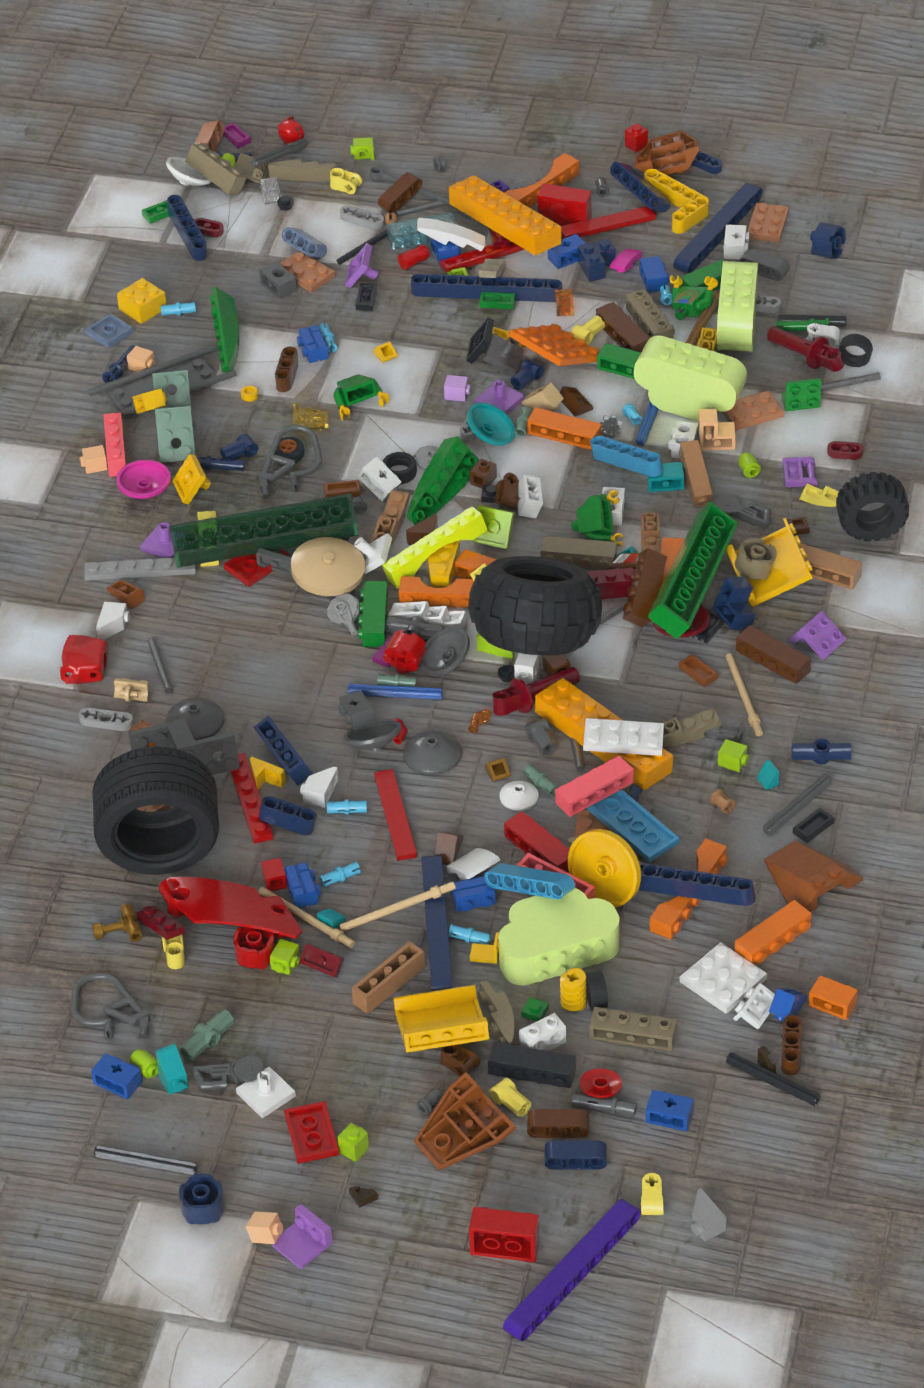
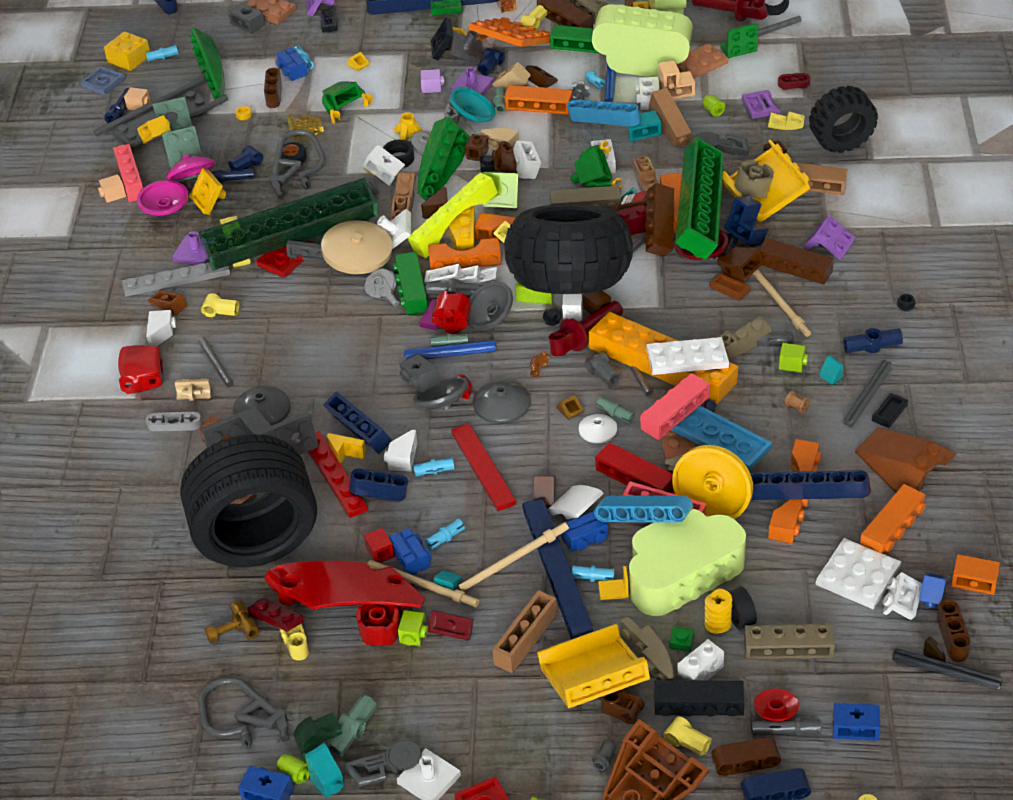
camera: 10 degrees left, 0 degrees up
(168, 1034) = (311, 733): none -> clear green brick
(173, 605) = (215, 305): none -> light yellow piece
(176, 449) = (189, 167): none -> dark pink dish
(341, 488) = (349, 177): dark orange tile -> none
(416, 438) = (407, 126): none -> yellow rock
(512, 464) = (499, 134): none -> tan slope
(715, 647) = (740, 262): none -> reddish brown torso
(871, 717) = (906, 302): none -> black plate

